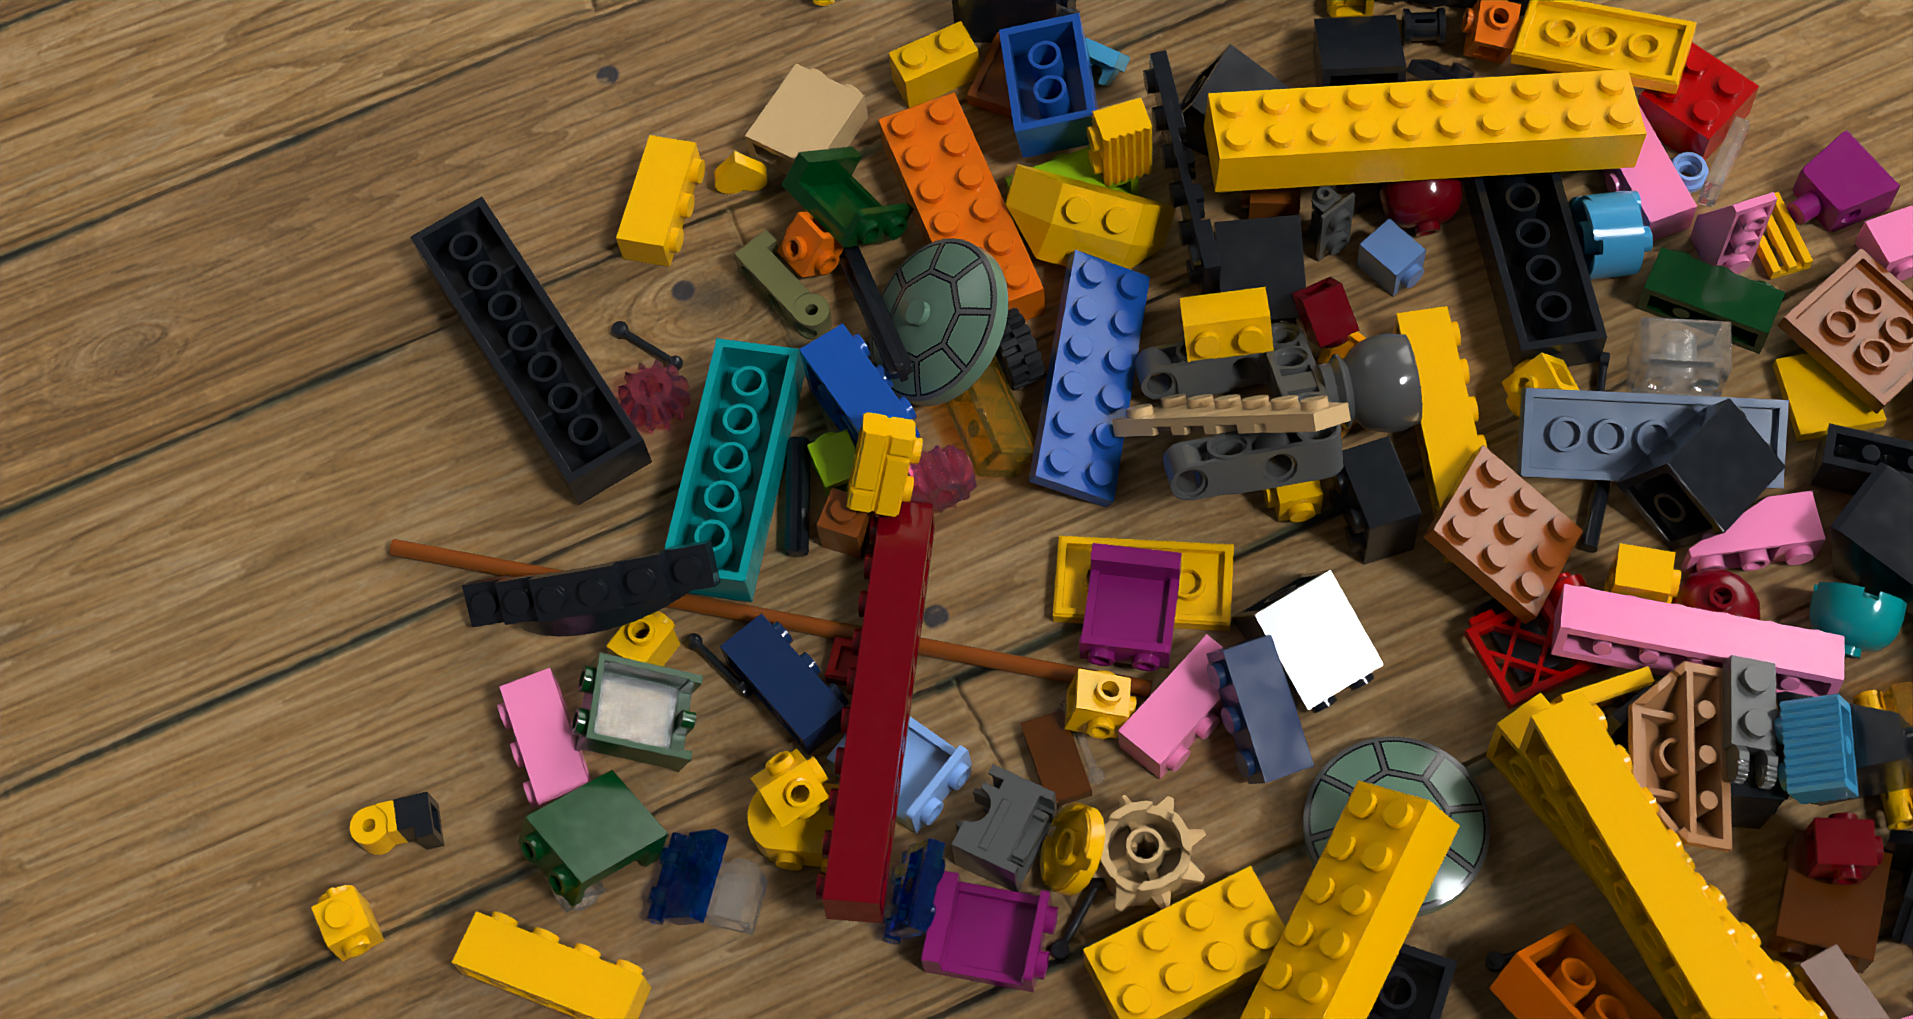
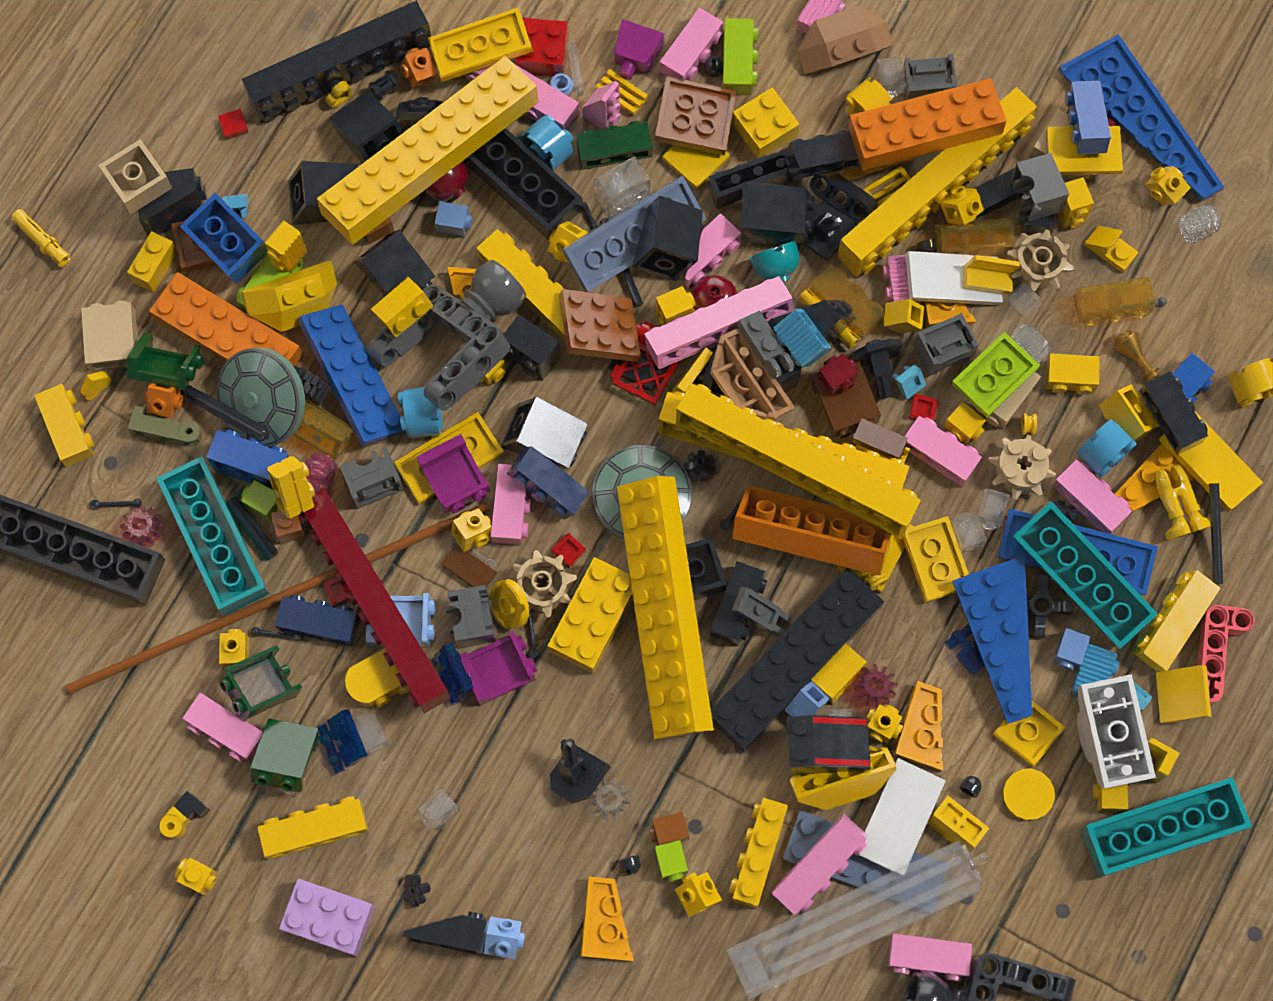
camera: 45 degrees left, 10 degrees up
(593, 596) = (195, 646): black piece -> none
(791, 786) = (363, 666): yellow brick -> none
(1008, 539) = (372, 481): none -> dark grey piece
(1141, 492) = (420, 415): none -> dark azure brick
(1204, 261) = (367, 281): black wing -> none
(1225, 834) = (569, 549): none -> red tile
(1229, 414) = (439, 354): tan wing -> none
(1326, 313) = (444, 270): dark red brick -> none
(1330, 221) = (412, 221): dark grey hinge -> none
(1517, 845) = (699, 465): none -> black plant

